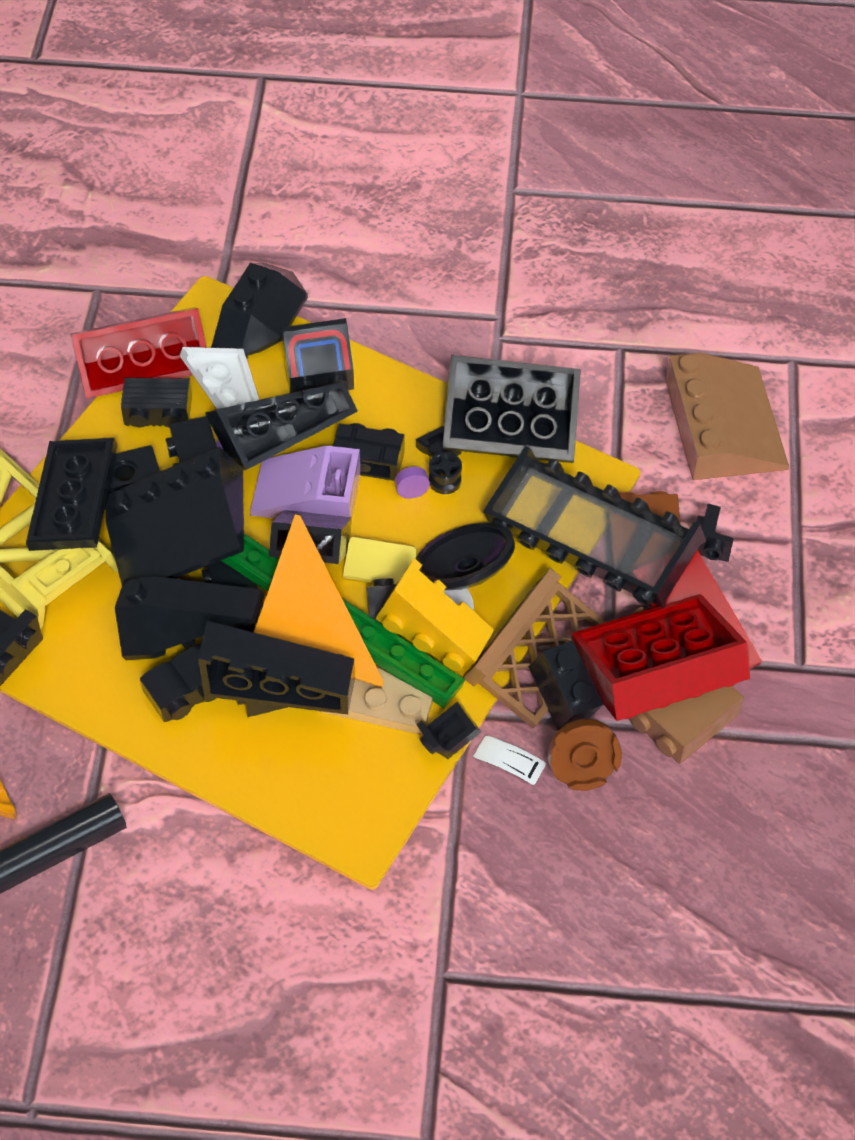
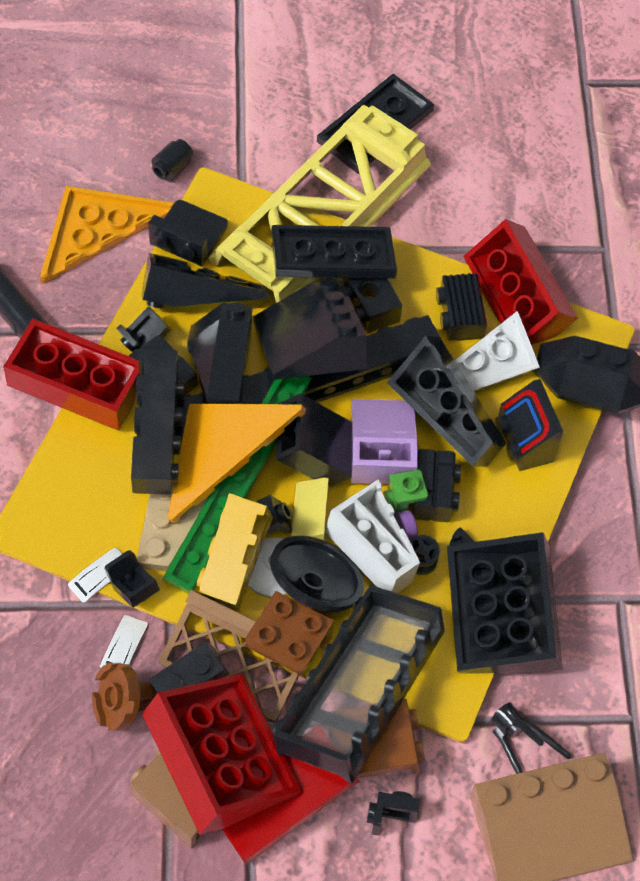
camera: 80 degrees right, 5 degrees up
(73, 647) = (175, 284): none -> black wedge
(126, 697) = (143, 329): none -> black bracket
(177, 766) = (73, 374): none -> red slope
(378, 474) = (405, 489): none -> bright green bracket
(430, 505) = (373, 540): none -> white wedge
(430, 772) = (93, 577): none -> white sticker
(530, 583) = (289, 633): none -> dark orange bracket
(624, 432) = (512, 723): none -> black plant

